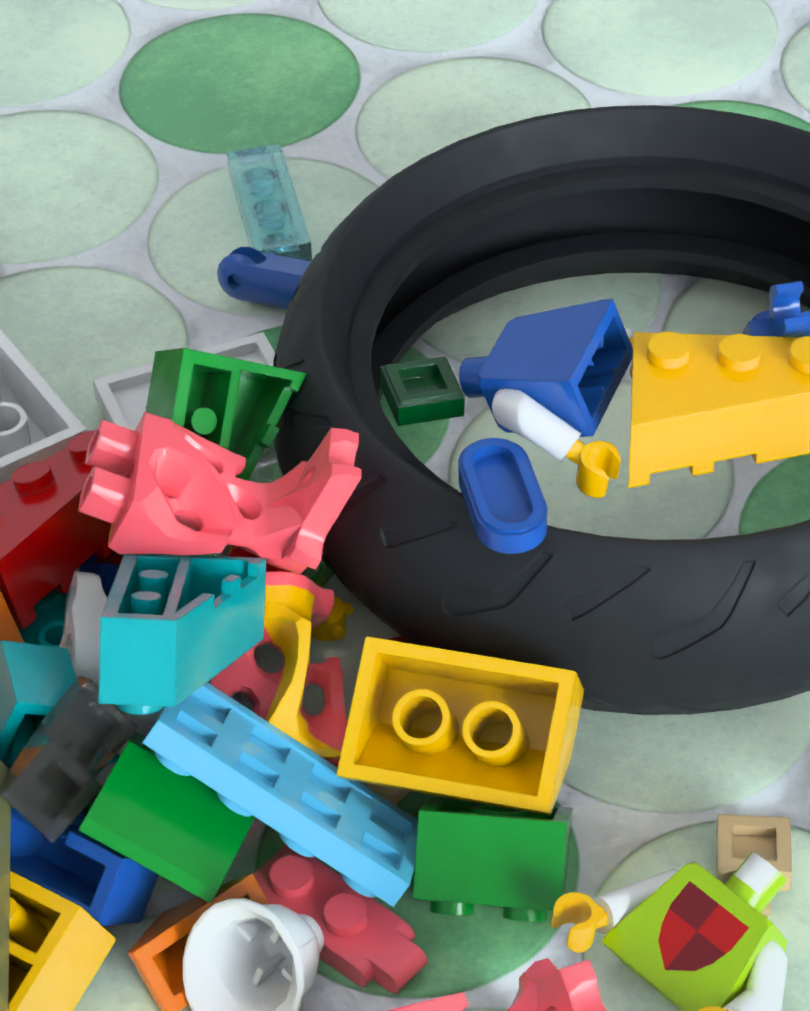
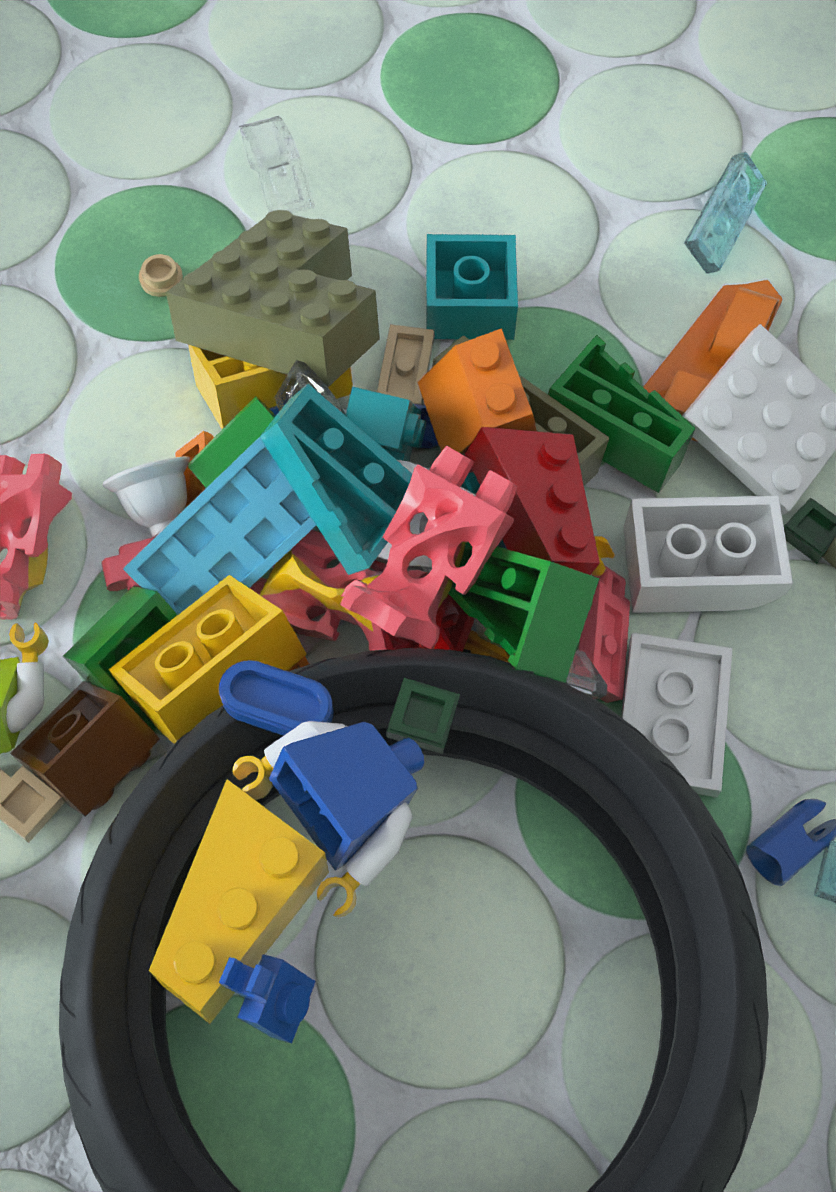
camera: 120 degrees right, 20 degrees up
(638, 823) = (87, 746): none -> reddish brown slope

